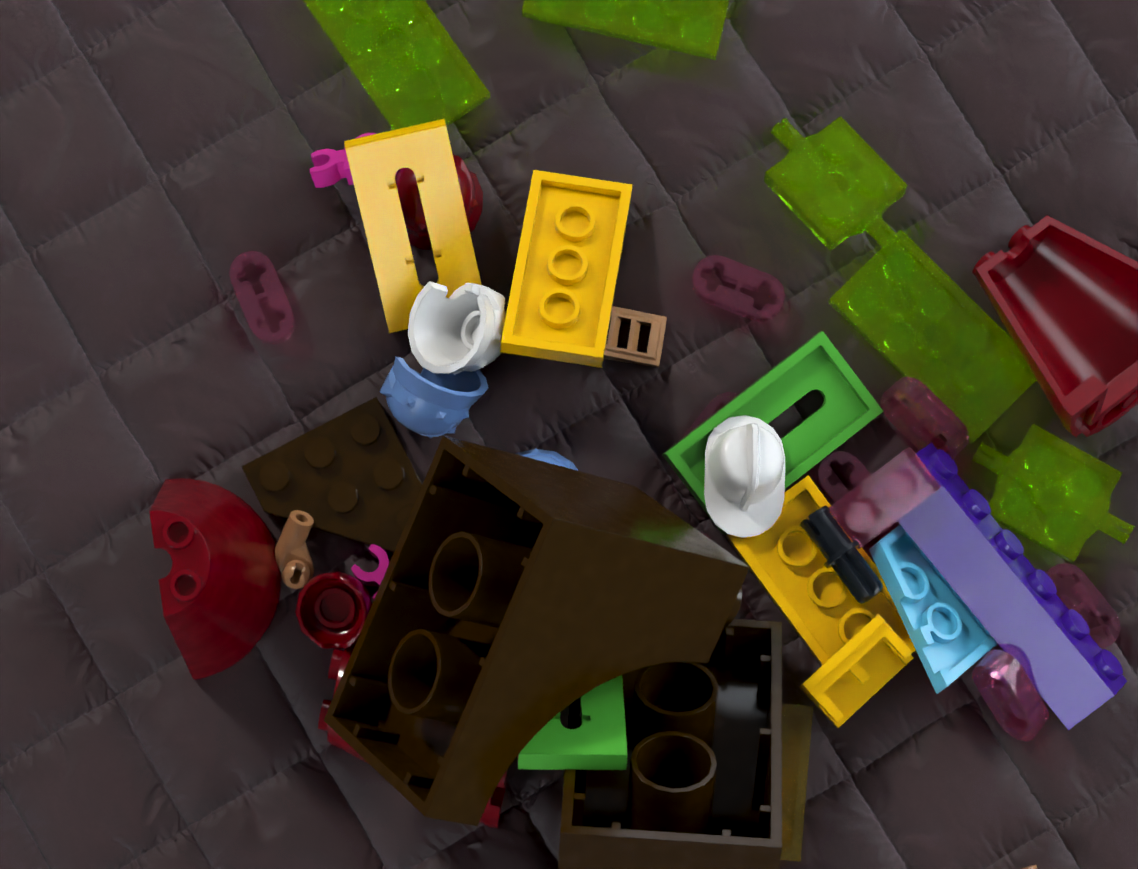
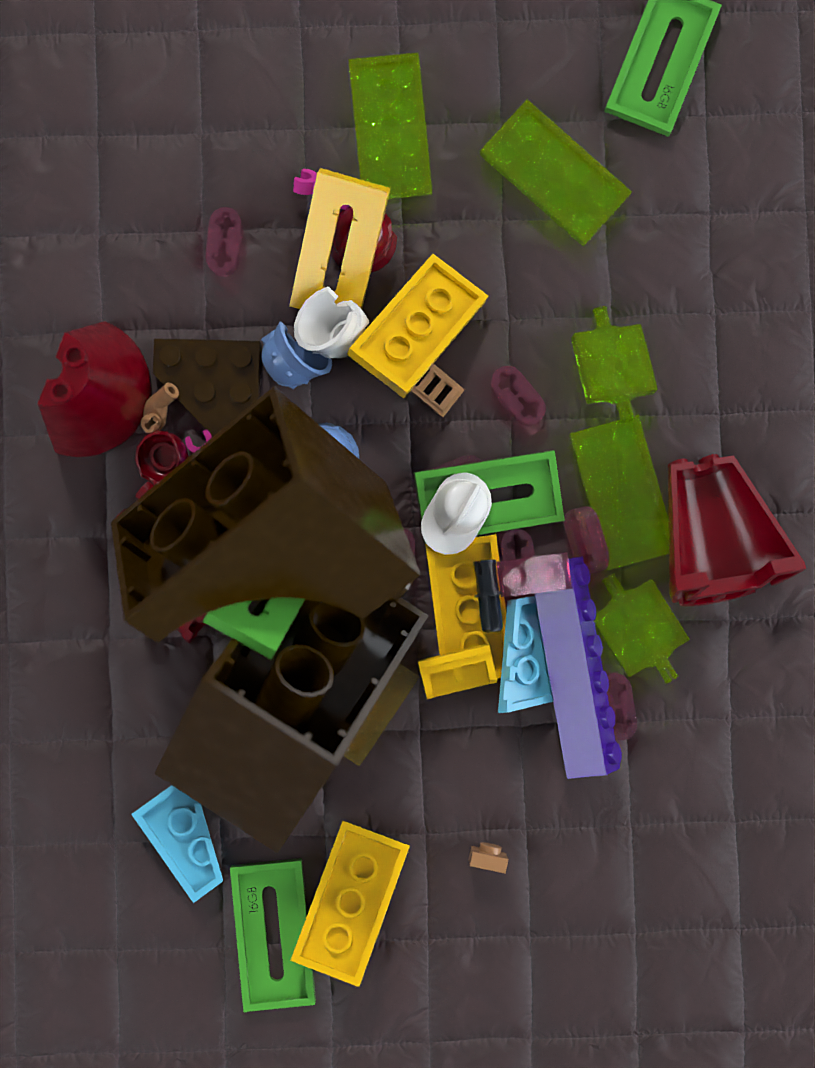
camera: 25 degrees right, 5 degrees up
(1010, 695) = (543, 737): clear pink beam -> none

